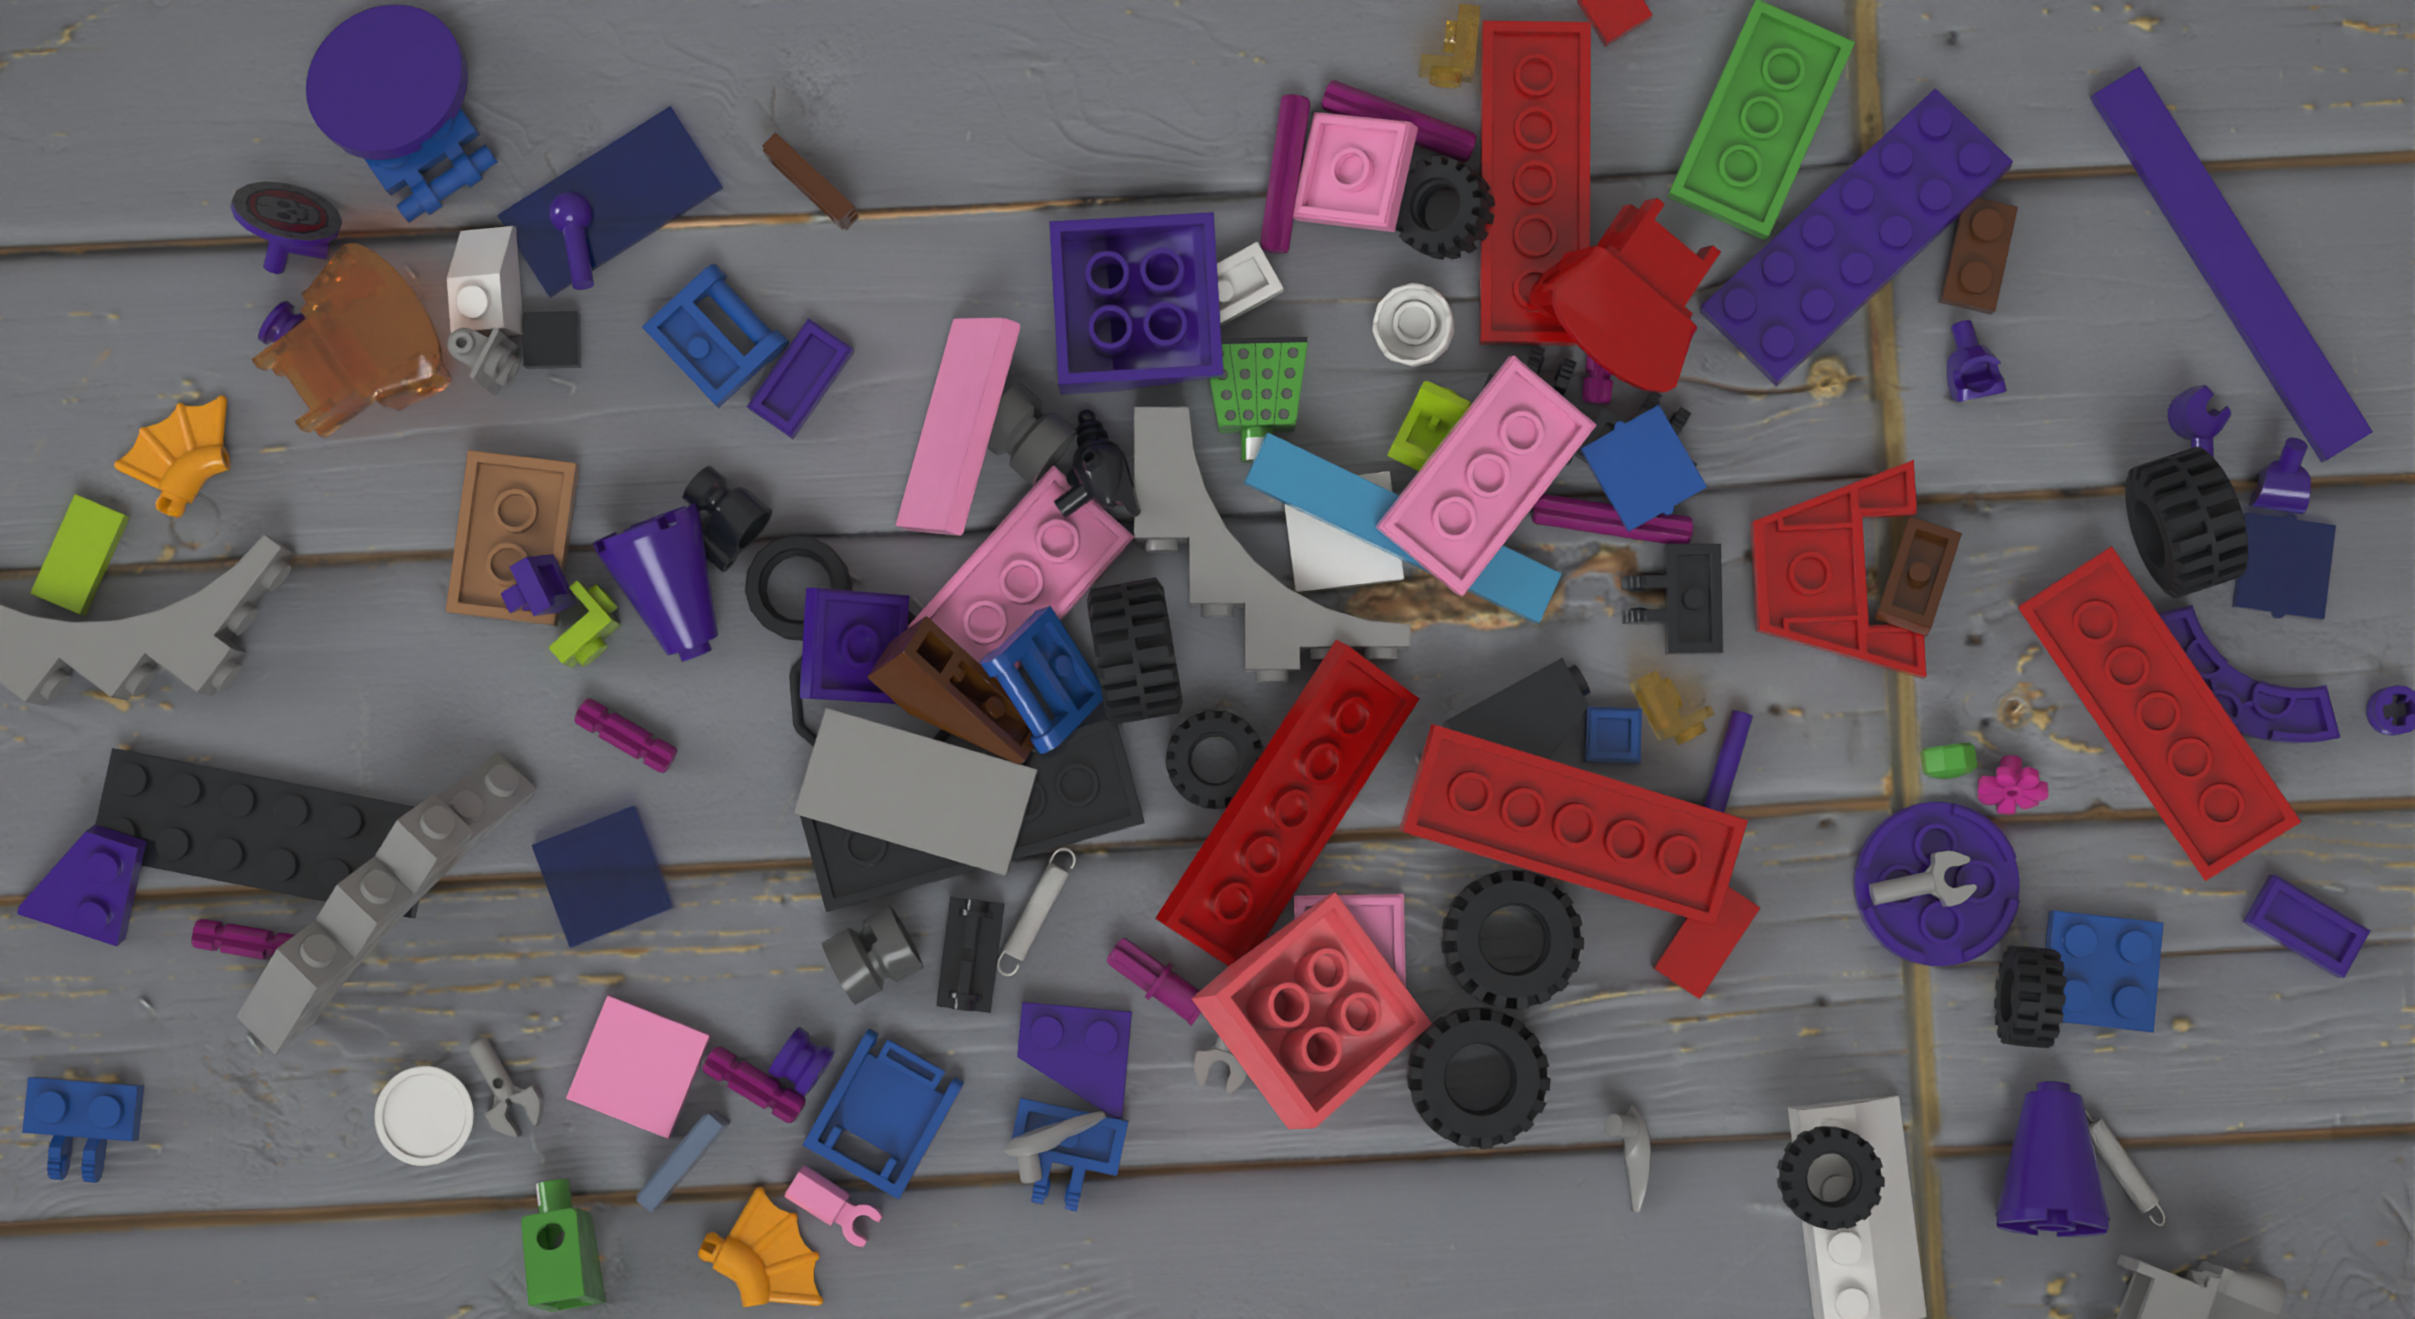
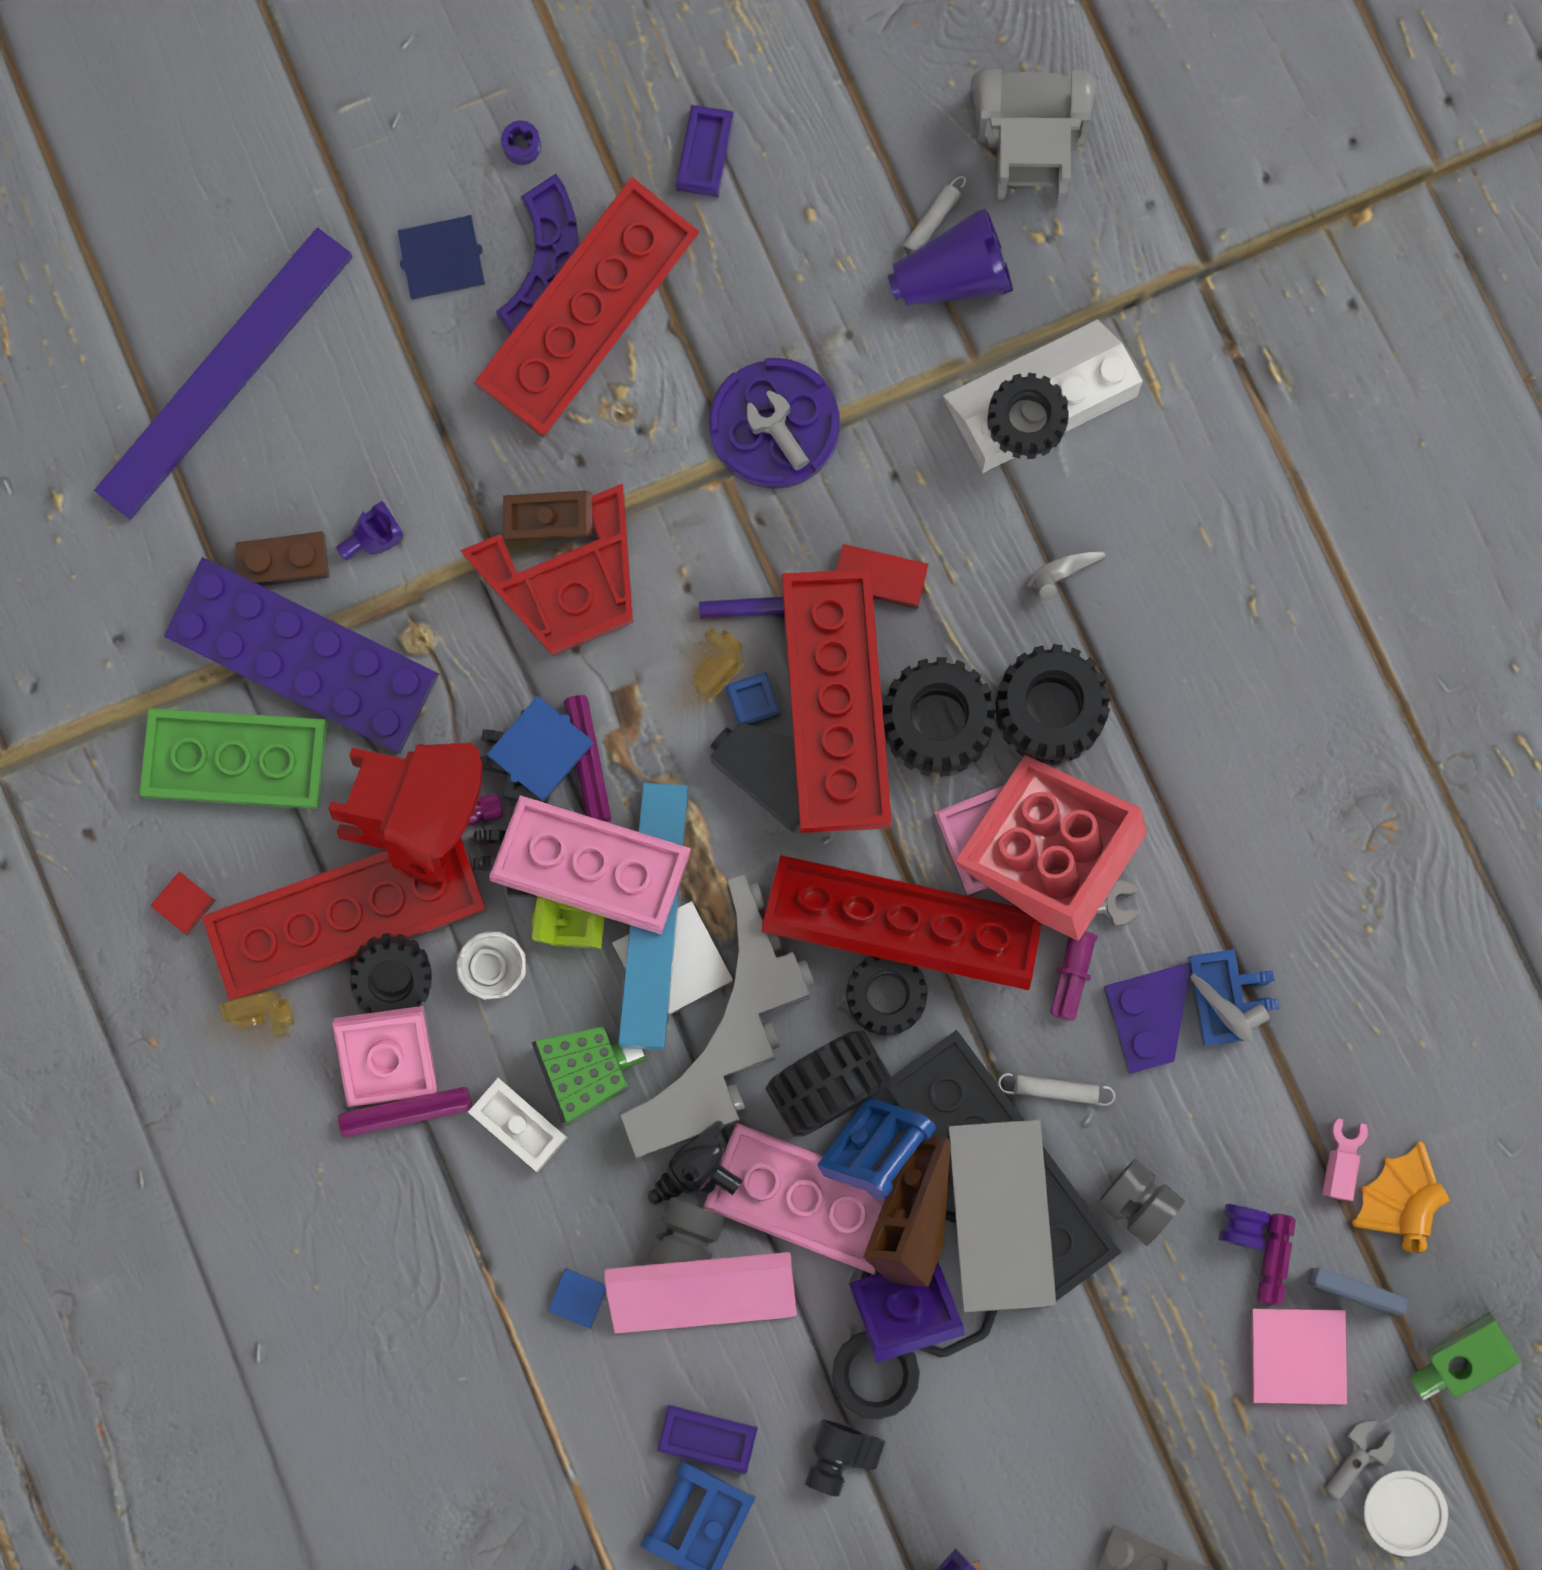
camera: 105 degrees left, 5 degrees down
(586, 637) = (982, 1531): lime bracket -> none
(603, 876) = (1162, 1443): clear blue tile -> none
(625, 735) = (1044, 1469): magenta axle -> none
(666, 578) = (908, 1483): dark purple cone -> none
(810, 182) = (546, 1491): reddish brown tile -> none
(888, 1104) = (1249, 1148): blue container -> none
(970, 955) = (1110, 1127): black hinge -> none
(1006, 290) = (578, 1298): none -> blue tile
(1135, 302) = (551, 1188): dark purple slope -> none
(1431, 132) = (331, 1006): magenta axle -> none
(1691, 599) = (627, 678): black hinge -> none
(1948, 760) = (679, 445): bright green tile -> none
(2012, 787) = (681, 393): dark pink plant -> none
(2030, 996) = (835, 324): black tyre -> none
(2108, 968) = (794, 283): blue plate -> none
(2186, 522) = (437, 332): black tyre -> none
(2191, 420) = (354, 358): dark purple piece -> none
(2284, 482) = (379, 276): dark purple piece -> none

